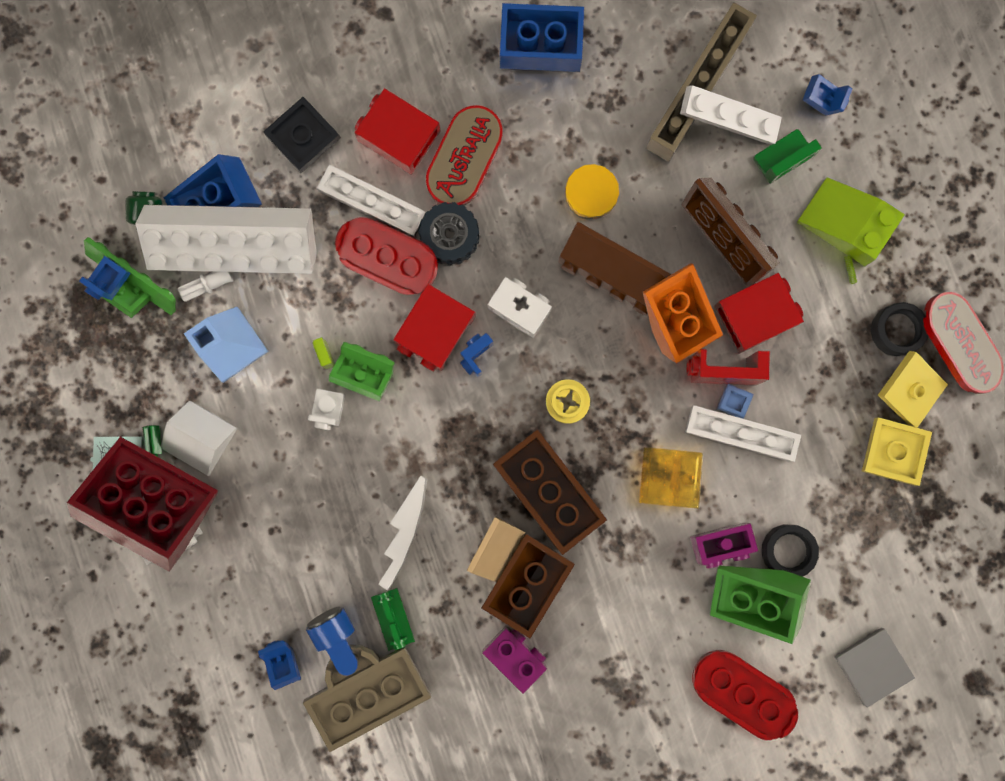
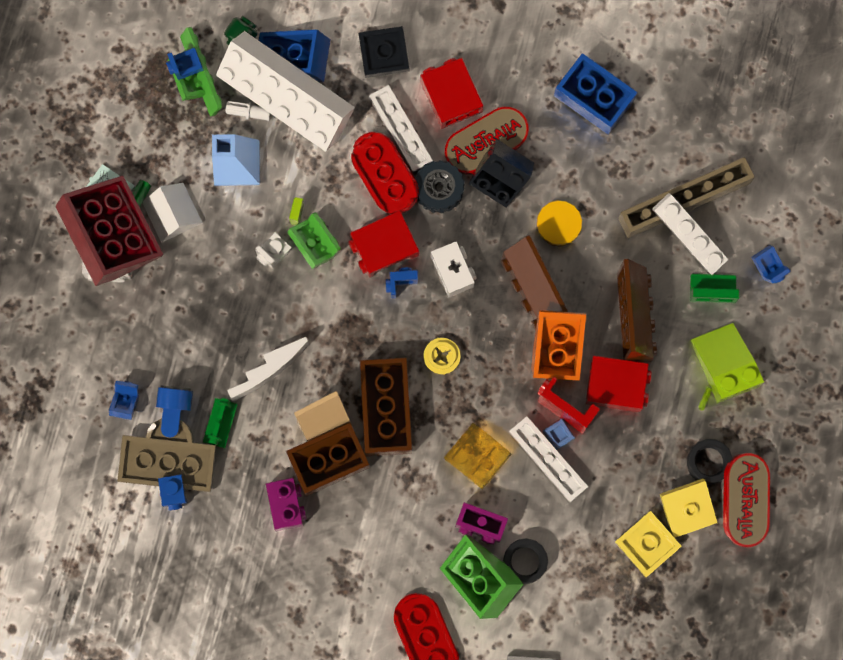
camera: 30 degrees right, 5 degrees down
(393, 725) = (172, 492): none -> blue bracket
(503, 178) = (502, 173): none -> black slope

